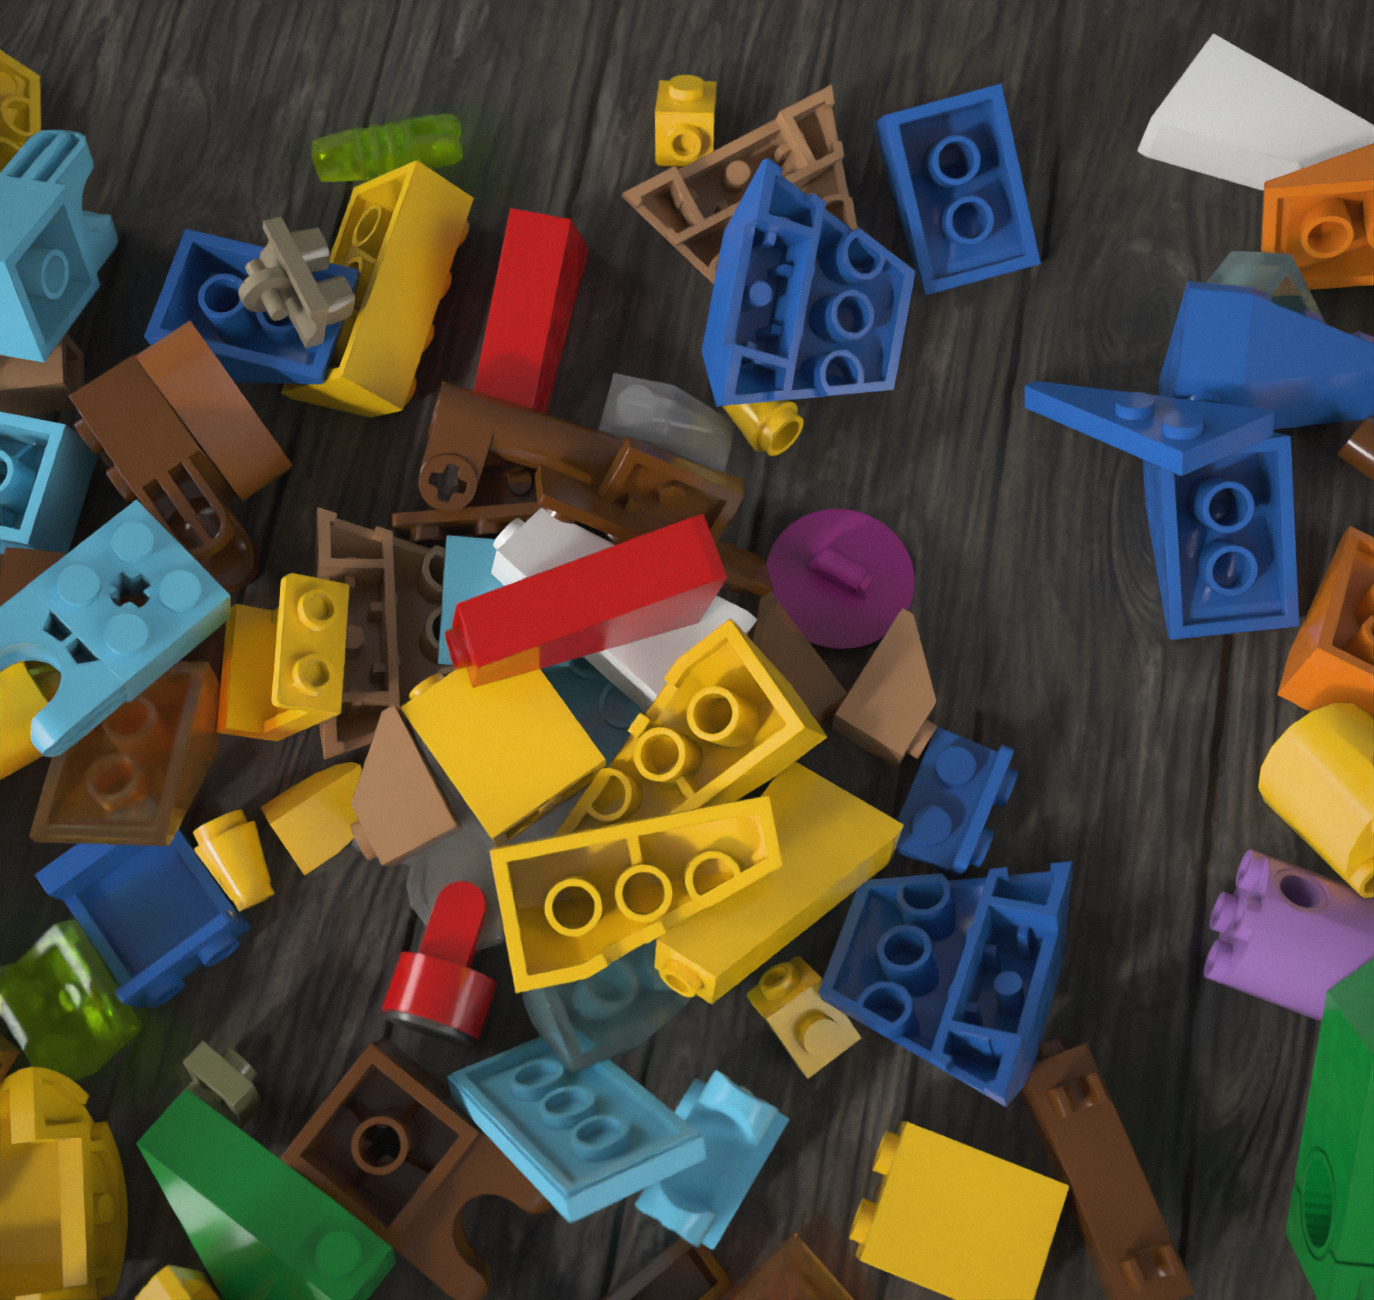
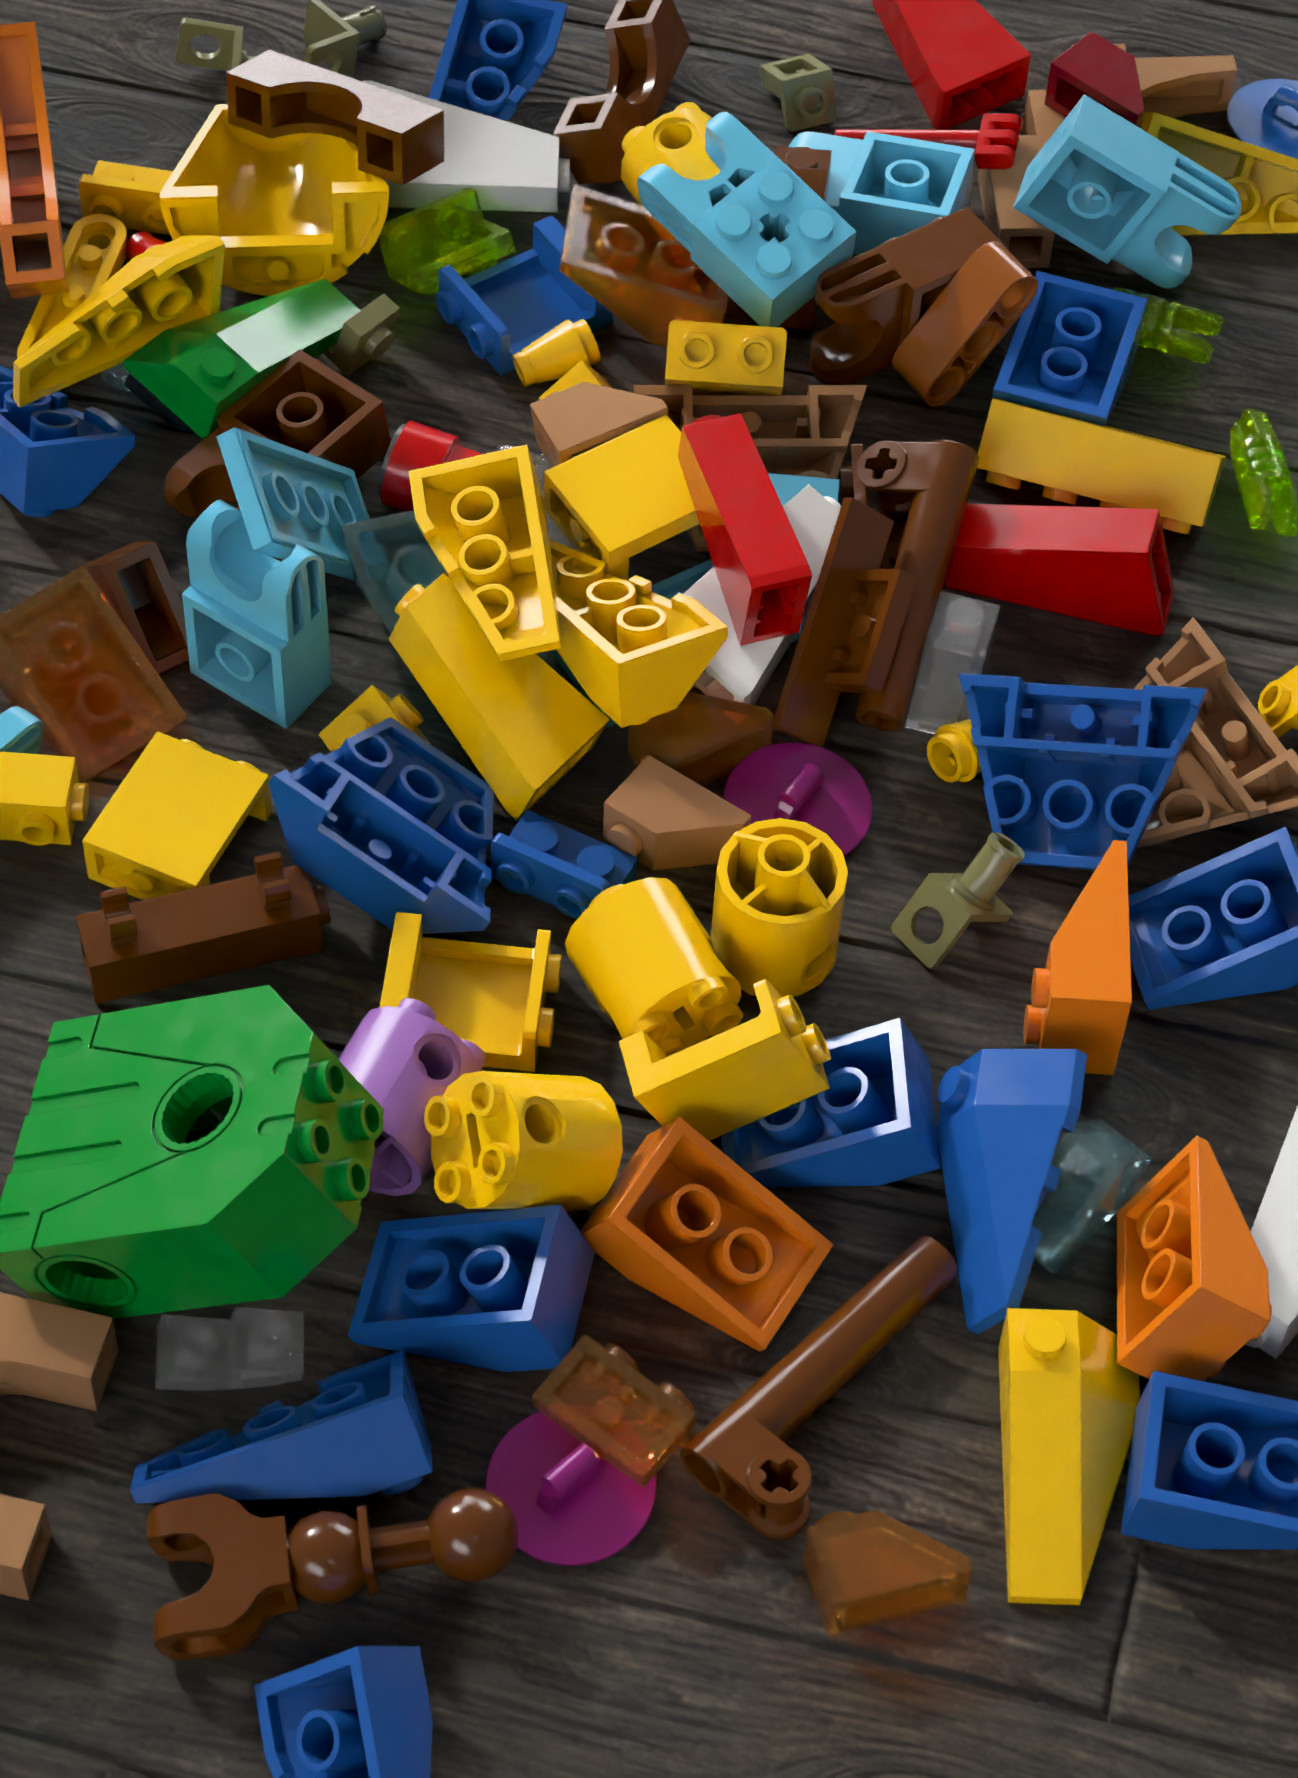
camera: 85 degrees right, 20 degrees down
(168, 237) = (1161, 323): none -> clear neon green hinge
(285, 284) = (1078, 348): dark tan hips -> none
(958, 416) = (960, 899): none -> olive bracket
(1028, 571) = (779, 905): none -> yellow cylinder
(1044, 295) = (1086, 981): none -> orange slope
(1107, 694) = (653, 965): none -> yellow cylinder
(1132, 882) = (478, 989): none -> yellow panel
(1159, 429) = (930, 1028): blue wing -> none
(1254, 608) = (733, 1074): none -> yellow panel

